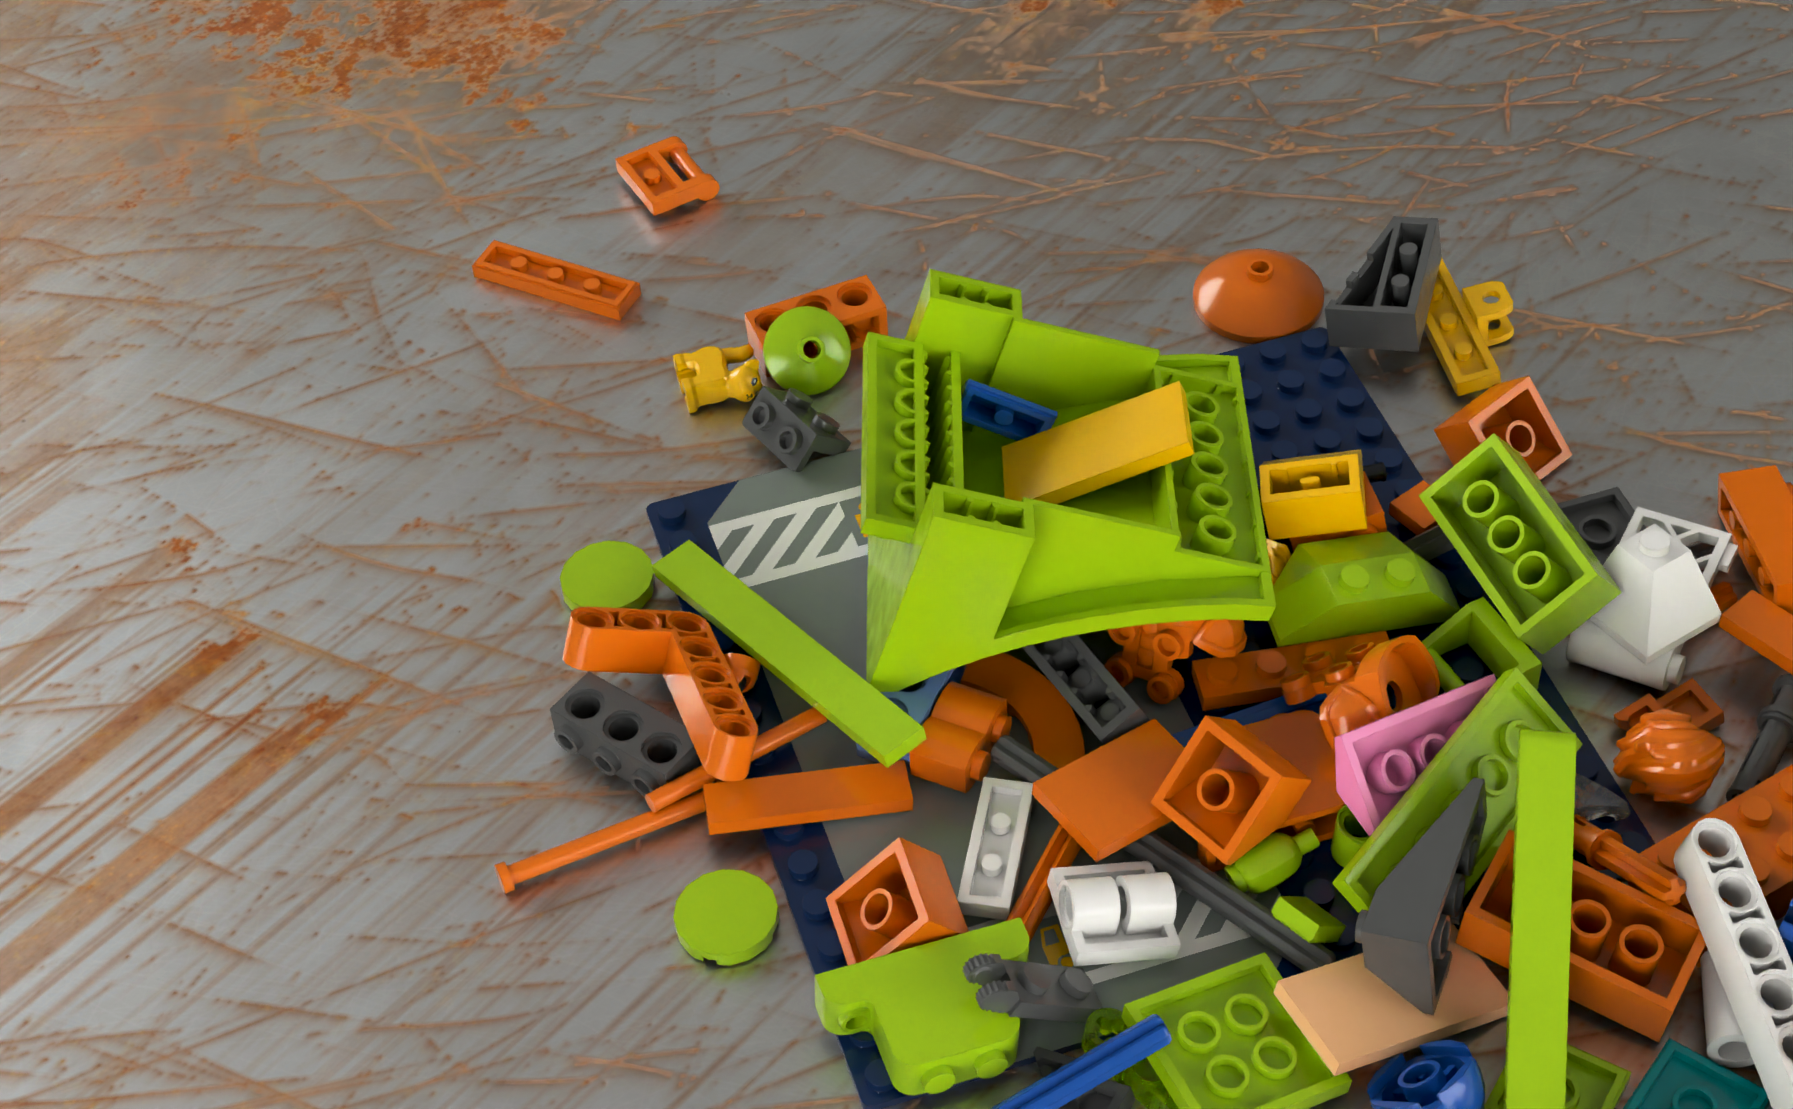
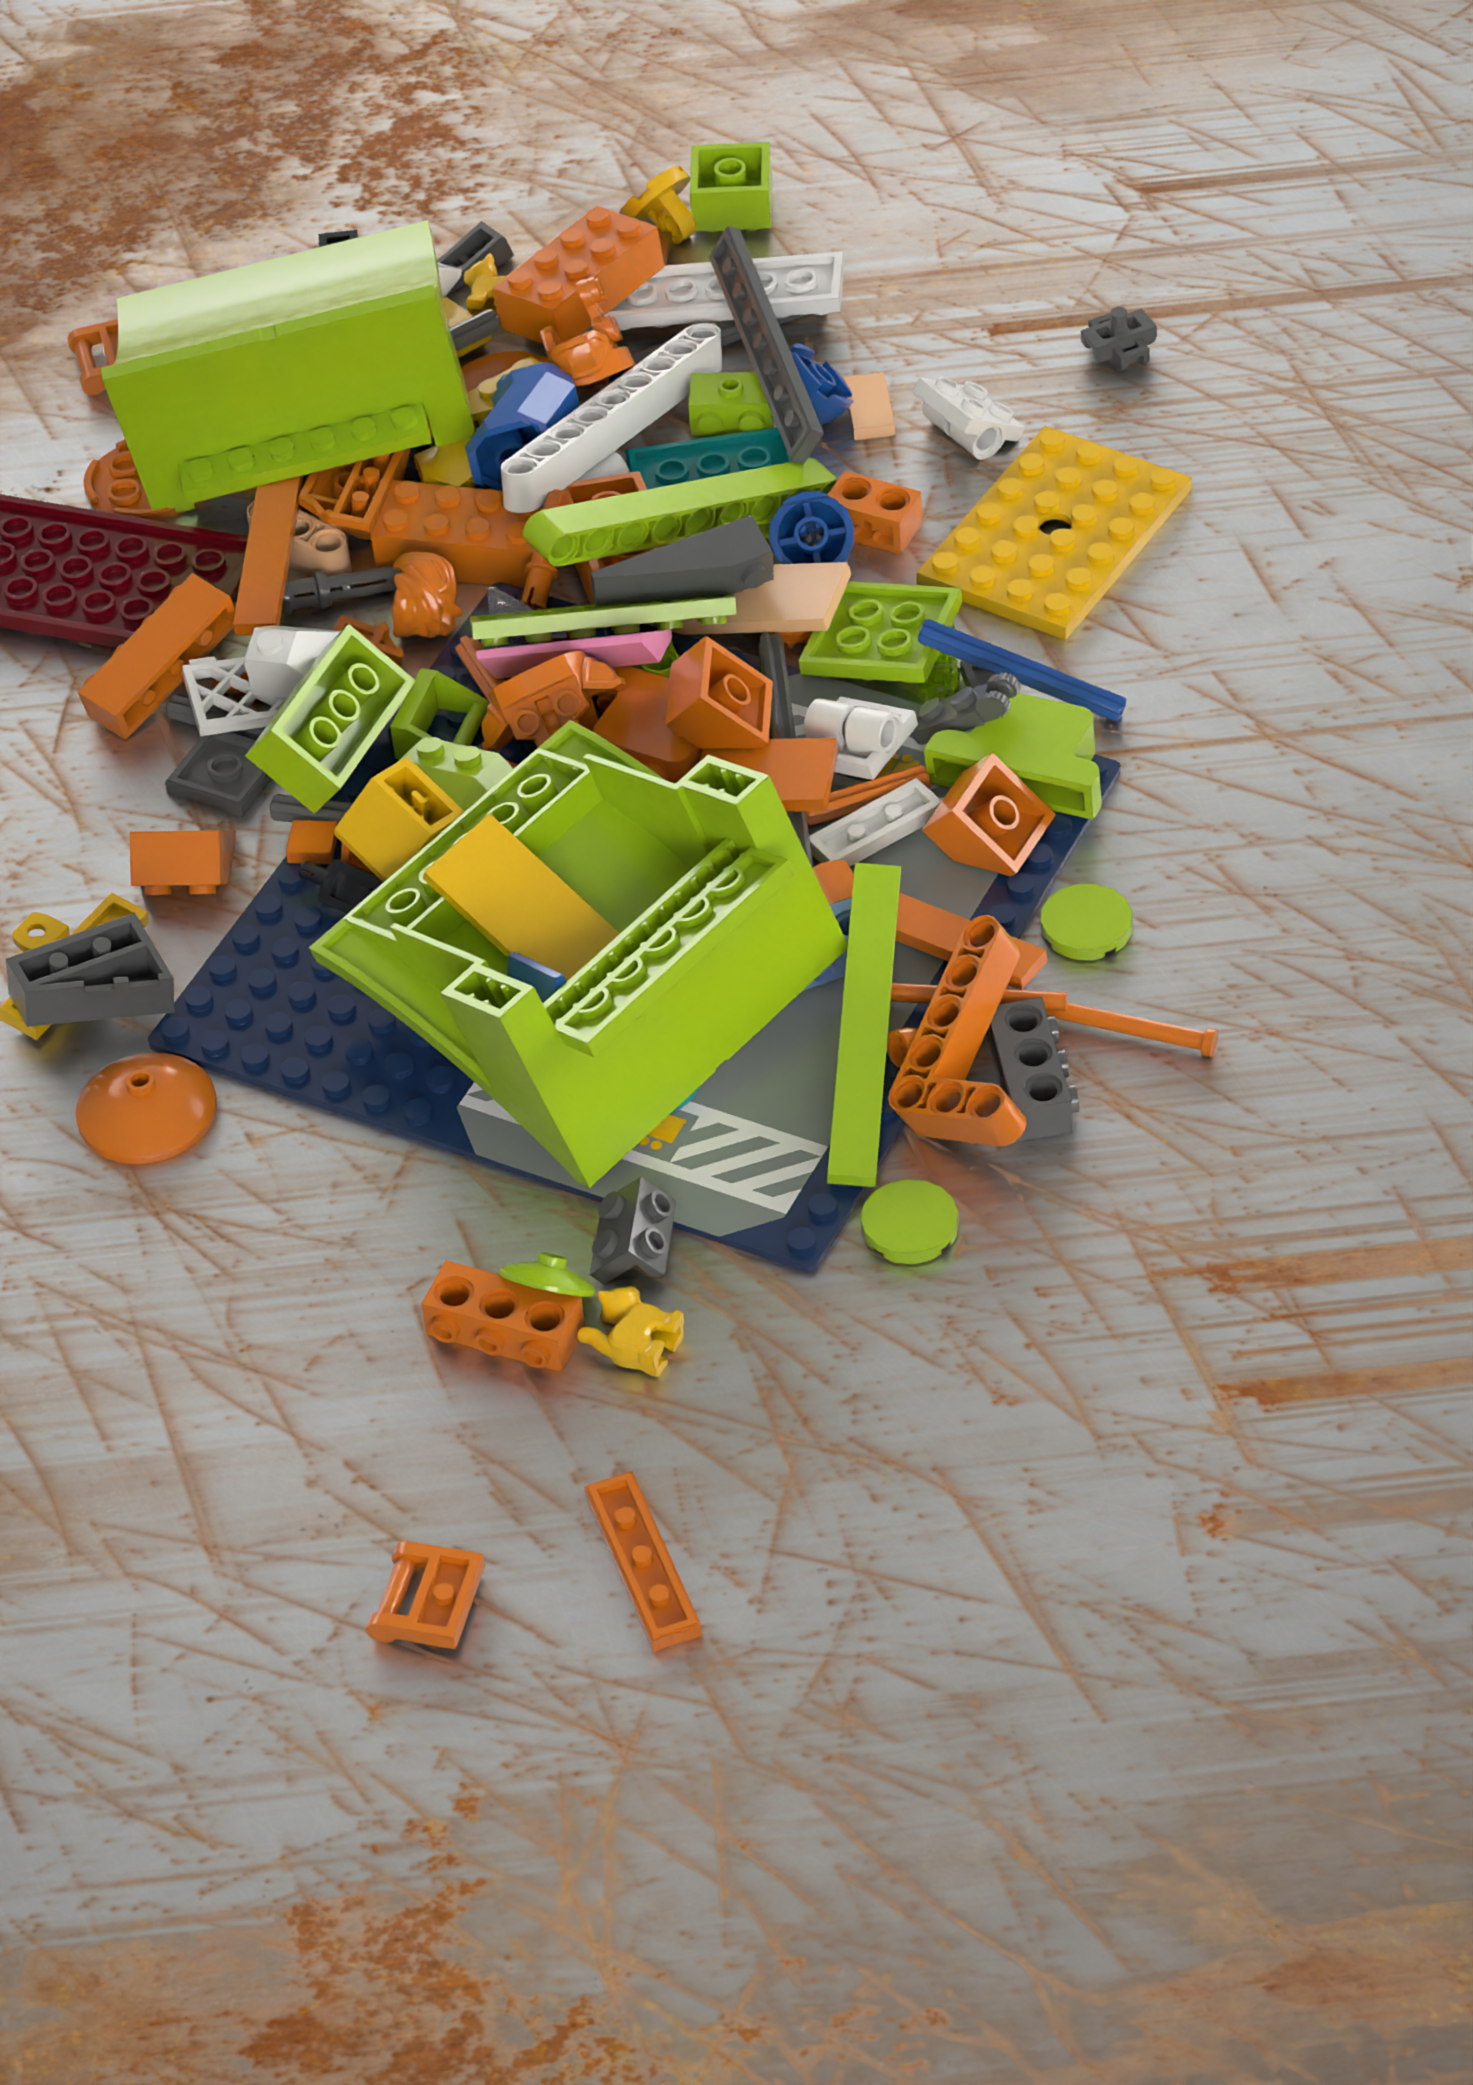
camera: 135 degrees left, 0 degrees up
(1307, 919) = (756, 650): lime tile -> none

